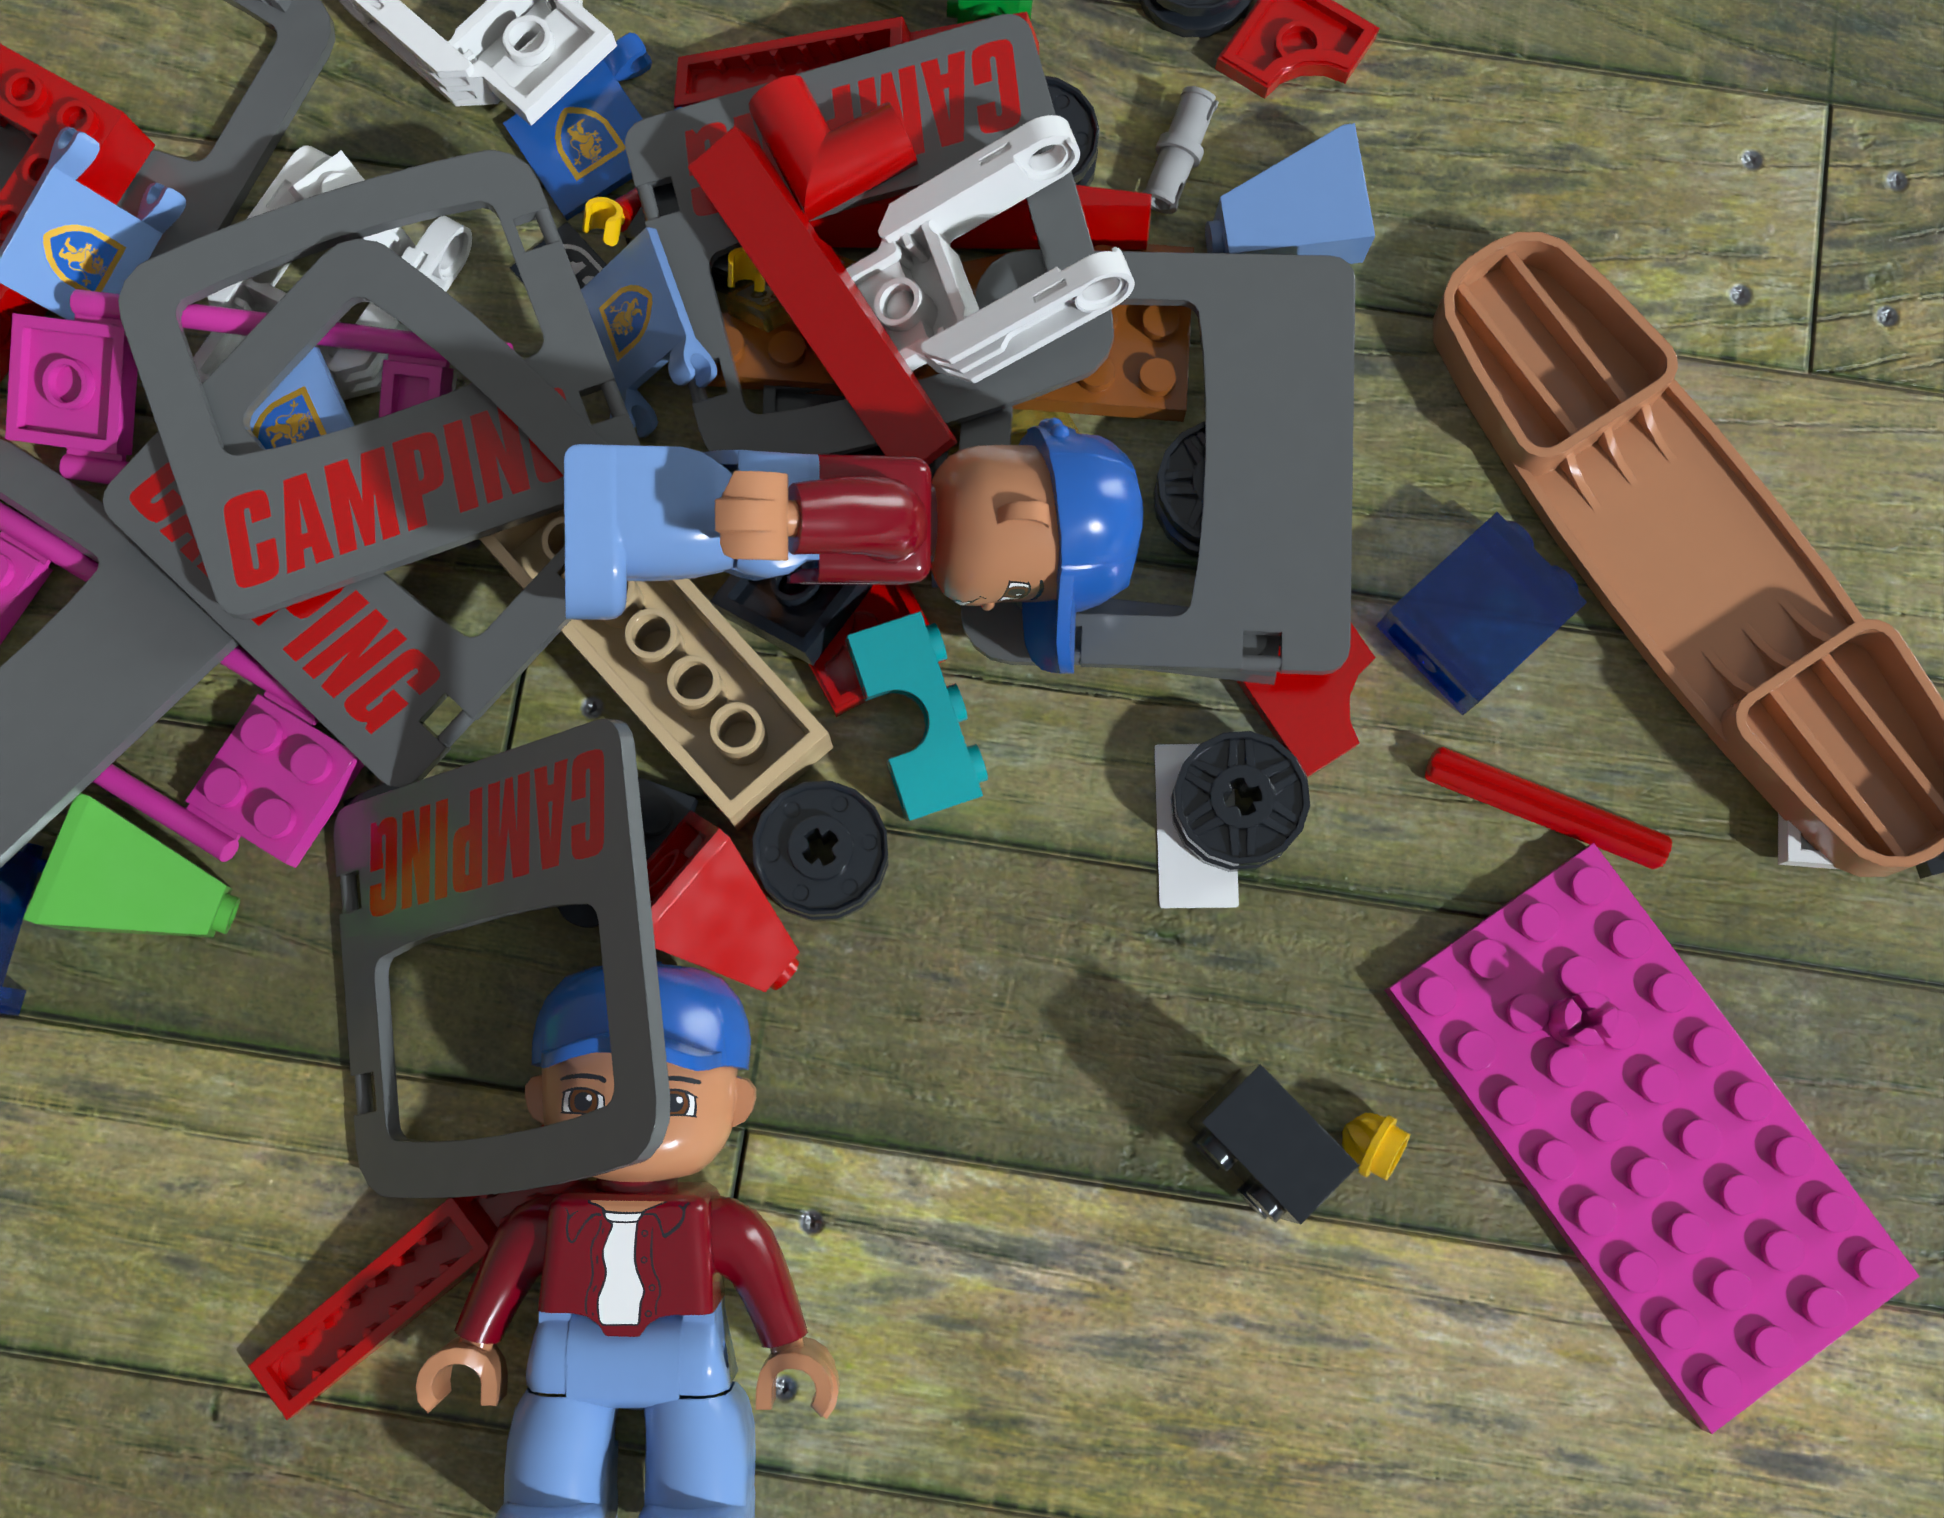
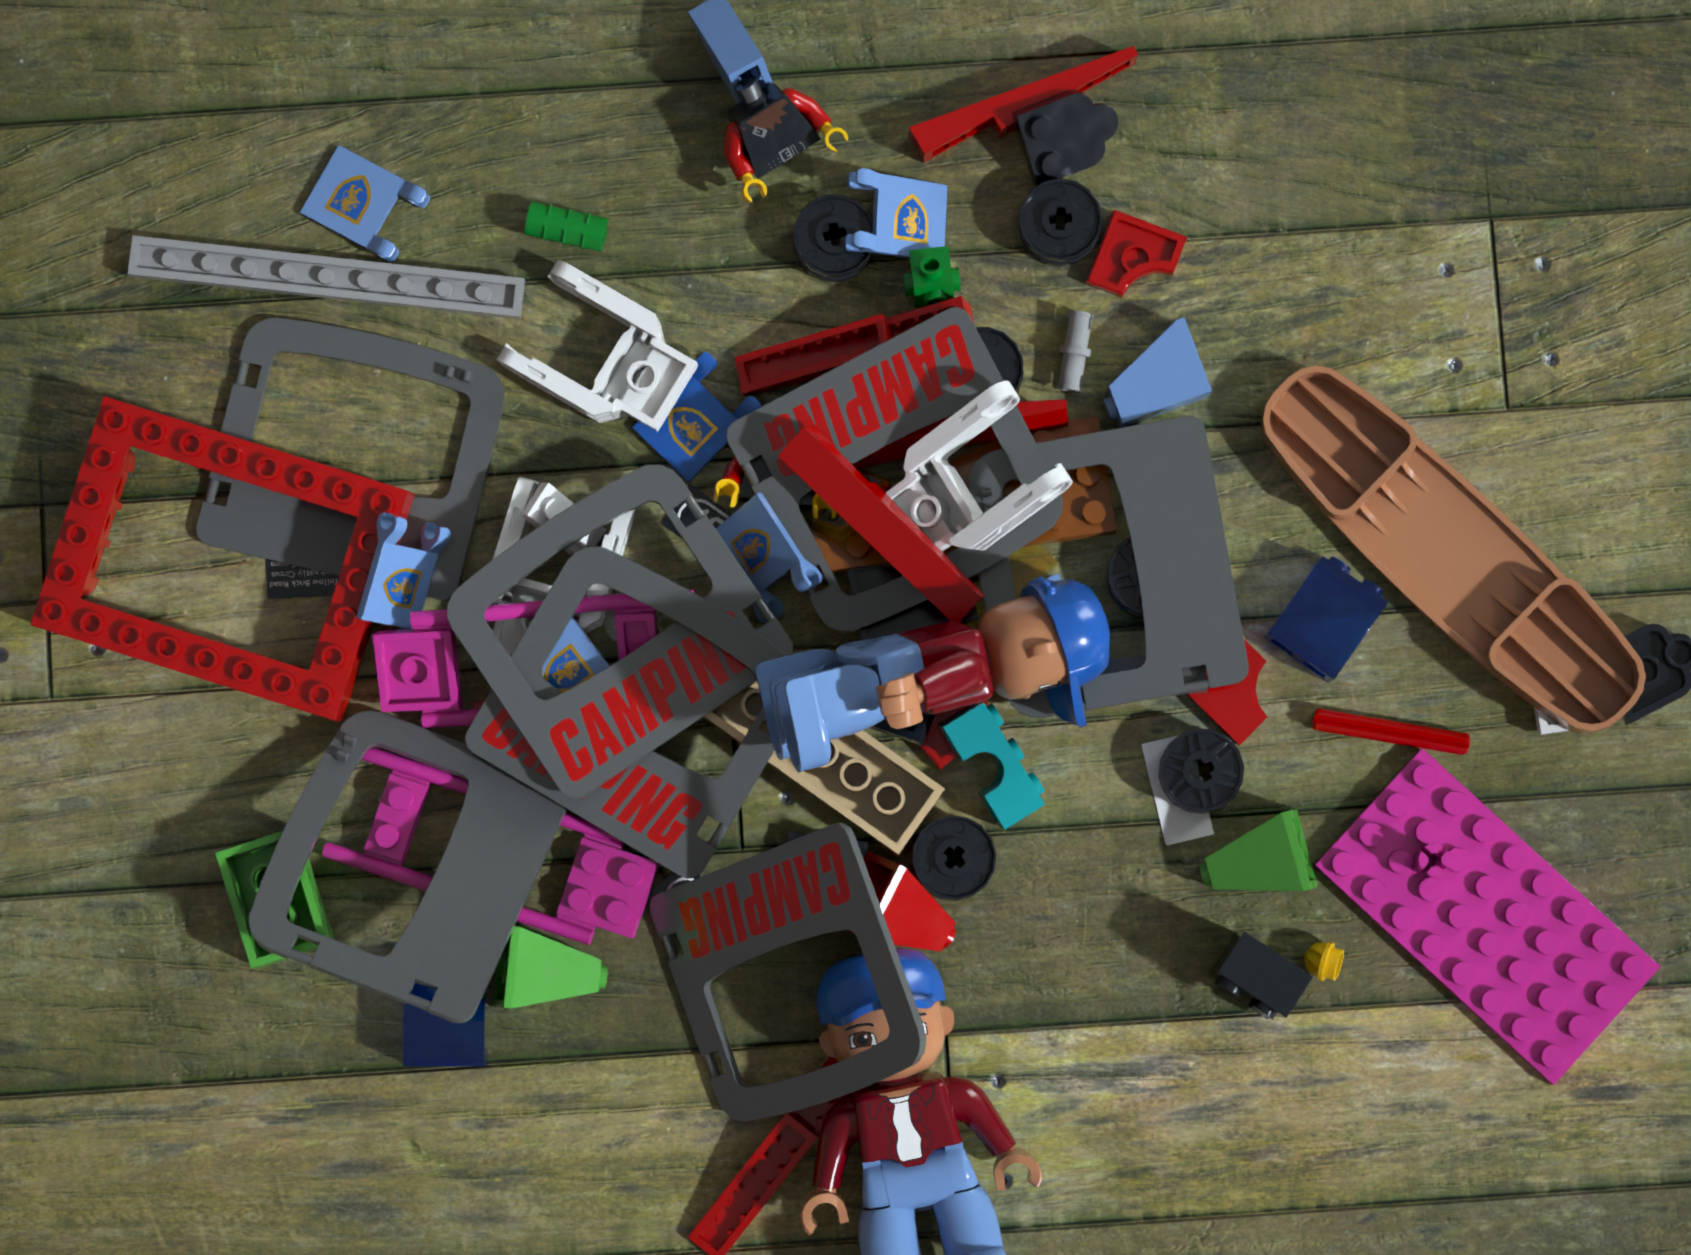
camera: 10 degrees left, 5 degrees up
(823, 164) = (855, 430): red brick -> none
(1309, 958) = (1263, 859): none -> bright green slope

